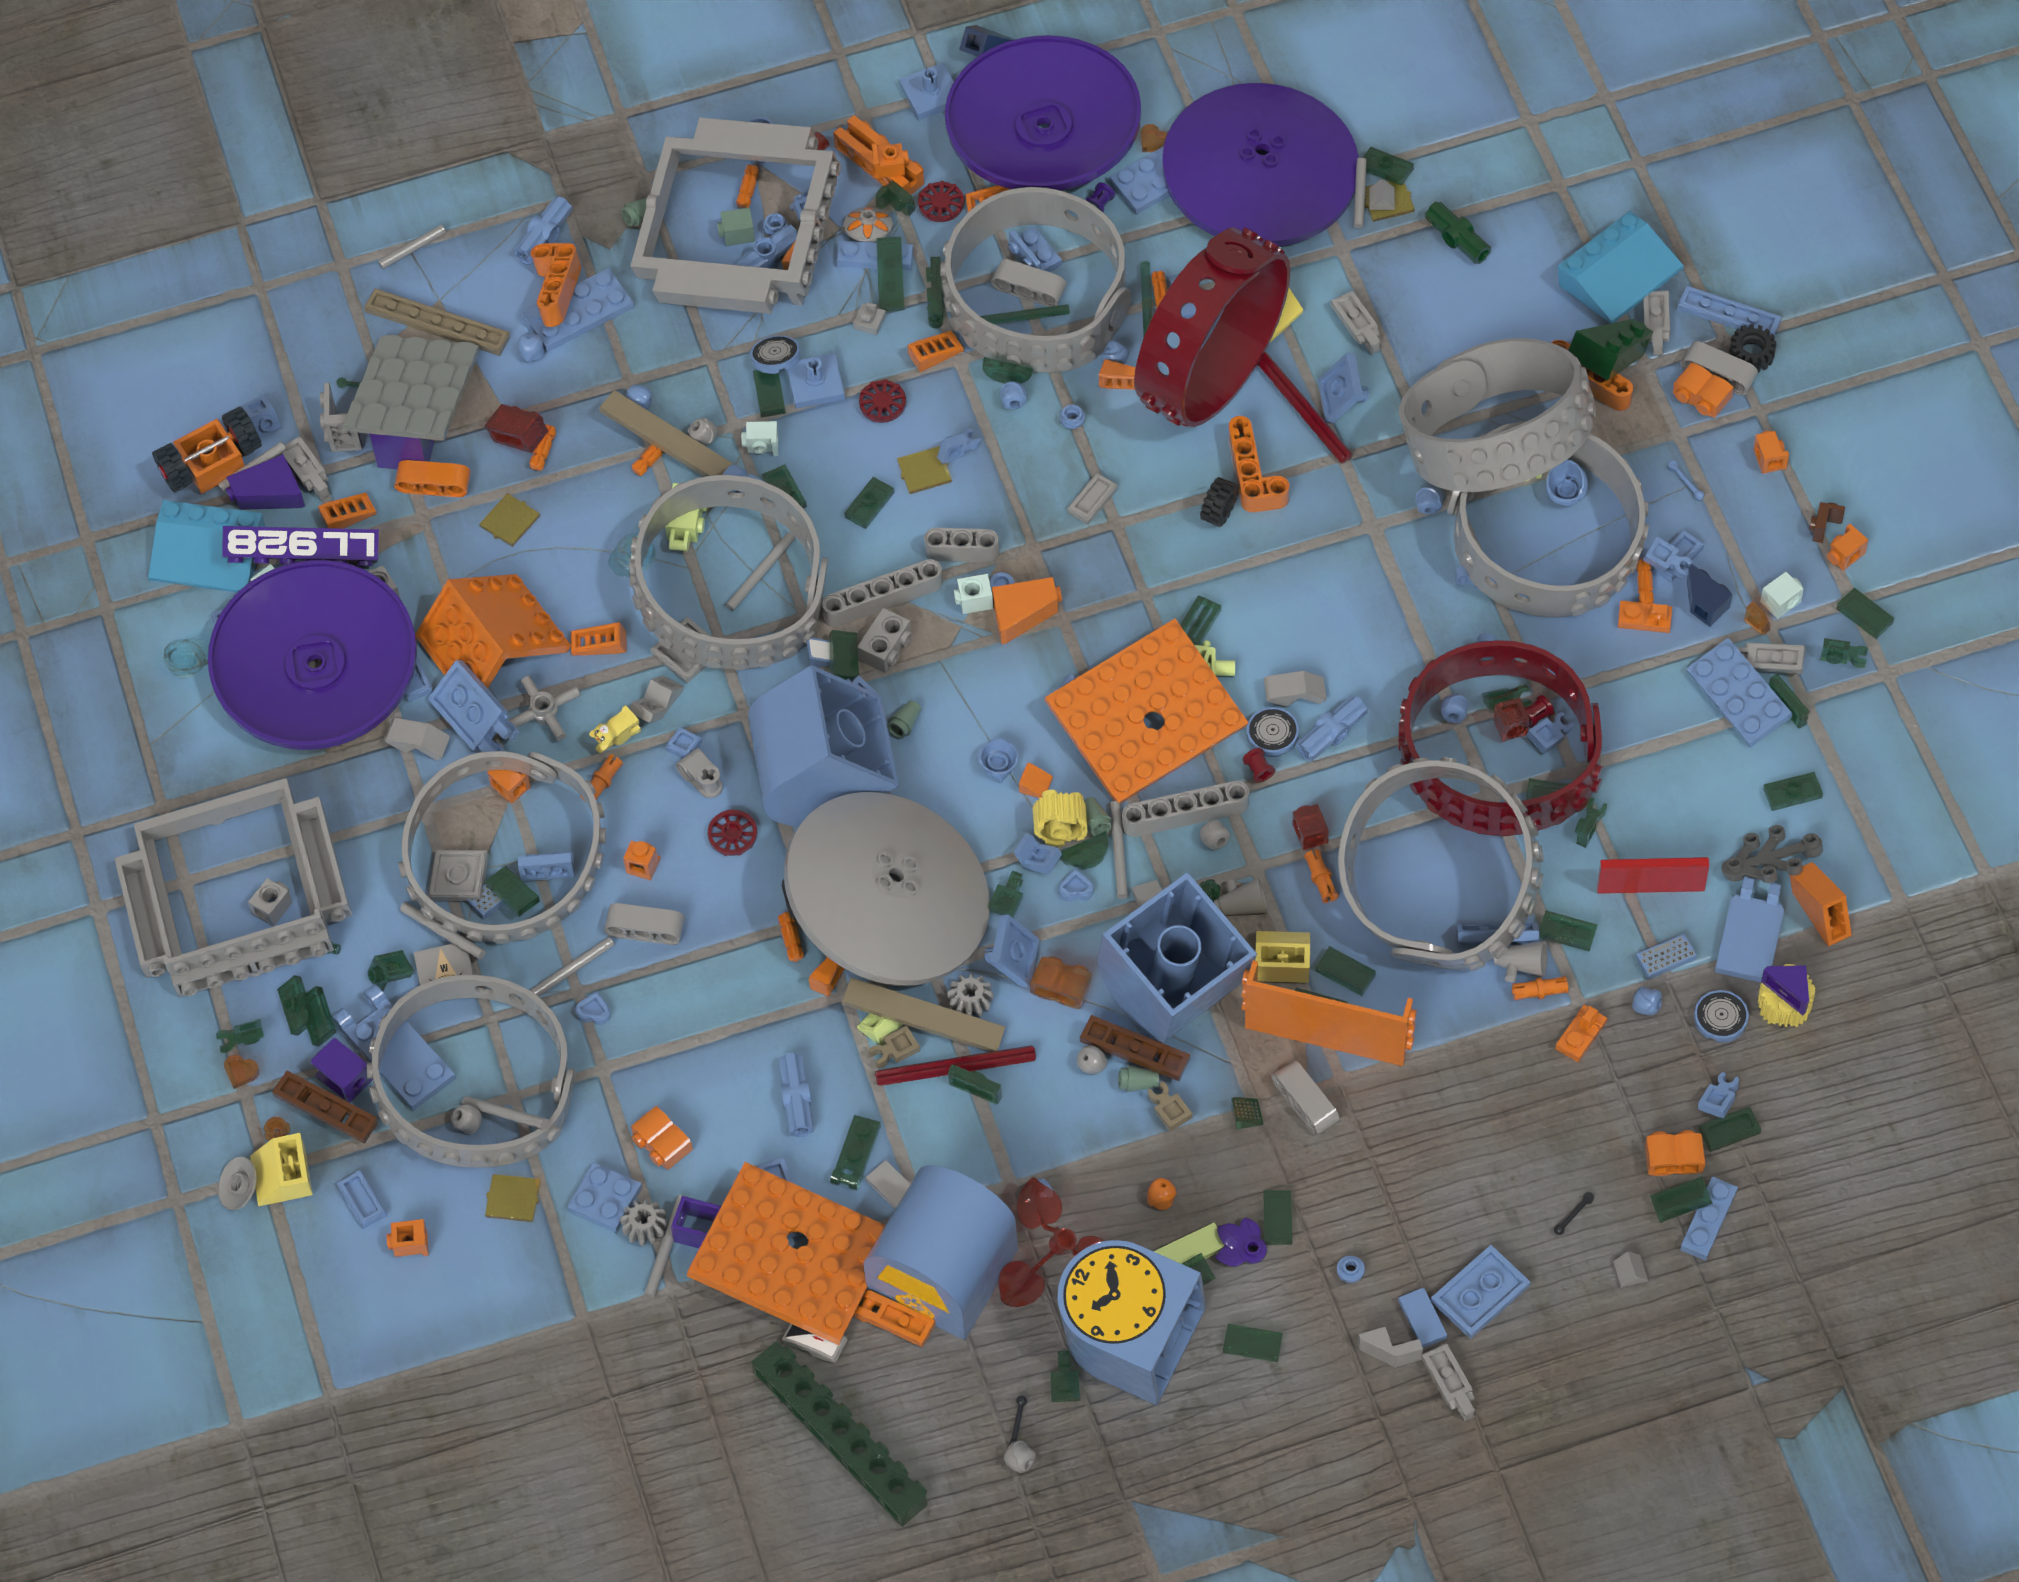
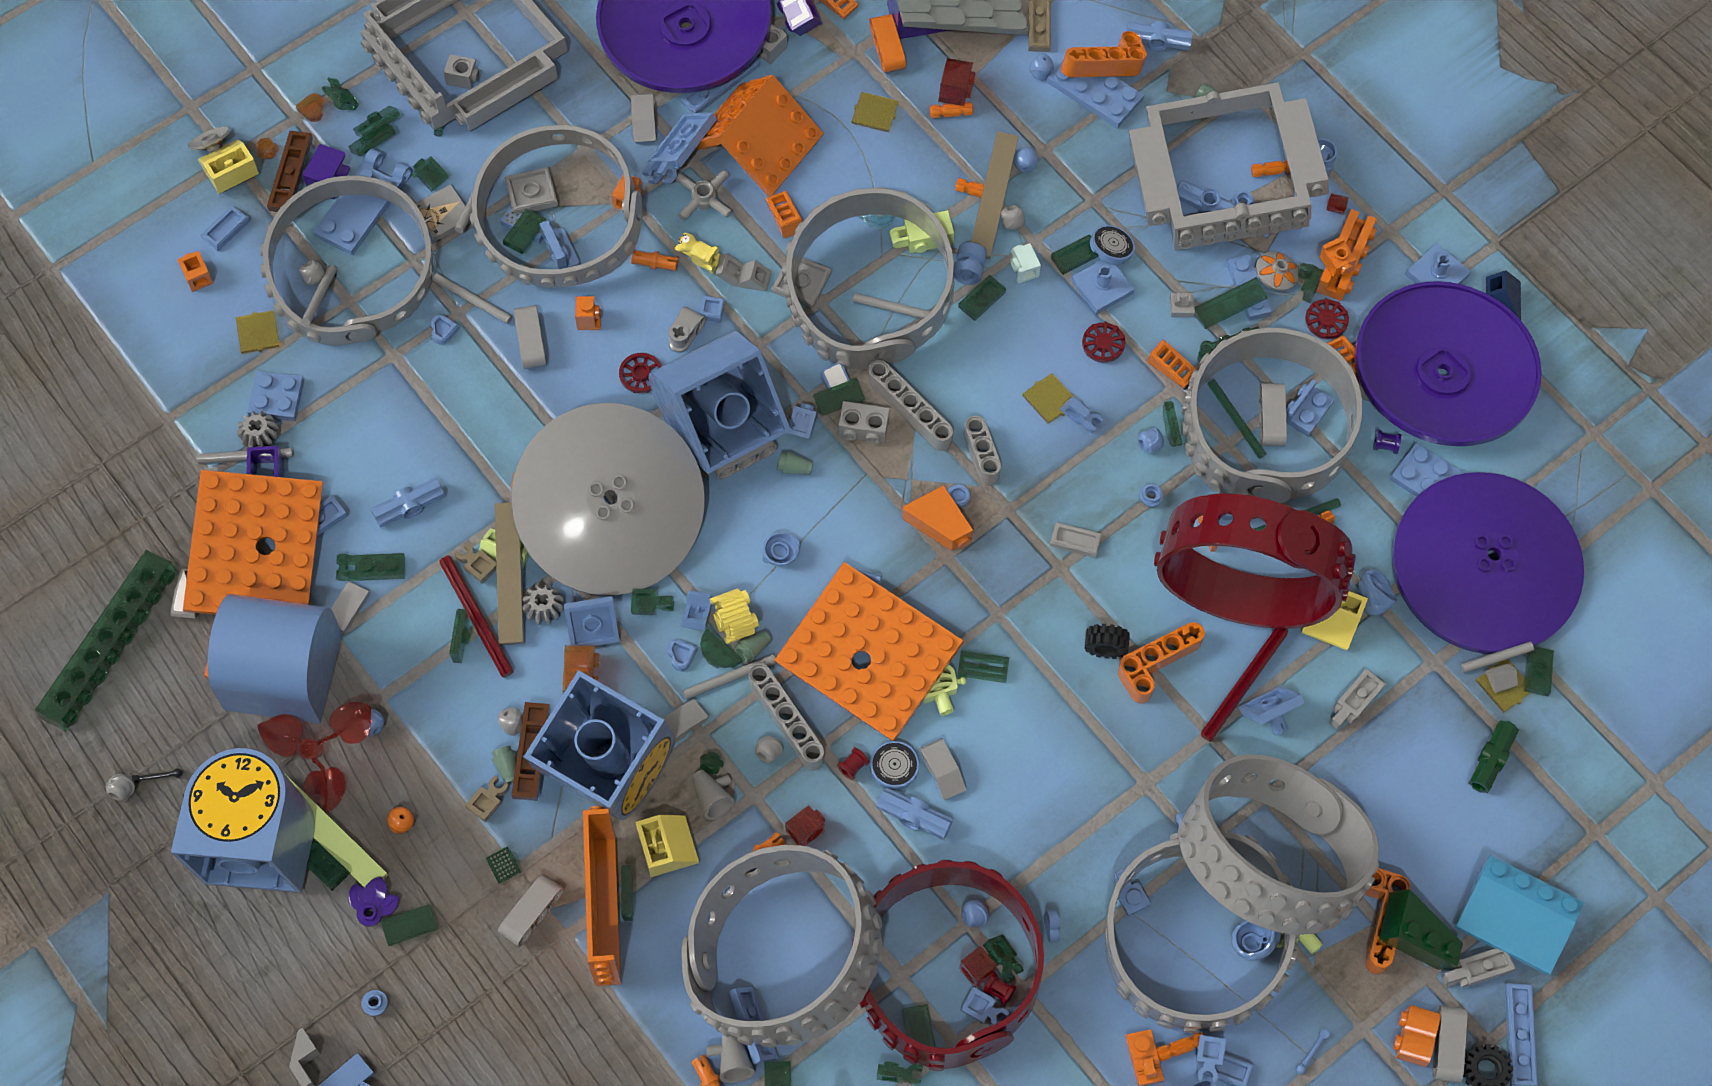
camera: 65 degrees right, 5 degrees up
(661, 1138) = (337, 416): orange brick -> none
(736, 227) = (1226, 173): sand green brick -> none
(869, 502) = (998, 366): clear green plate -> none
(975, 584) = (939, 466): light aqua brick -> none
(1034, 781) = (771, 586): orange slope -> none
(1152, 138) = (1474, 462): clear orange tile -> none
(1252, 1342) = (281, 943): clear green tile -> none
(1345, 971) = (672, 905): clear green tile -> none

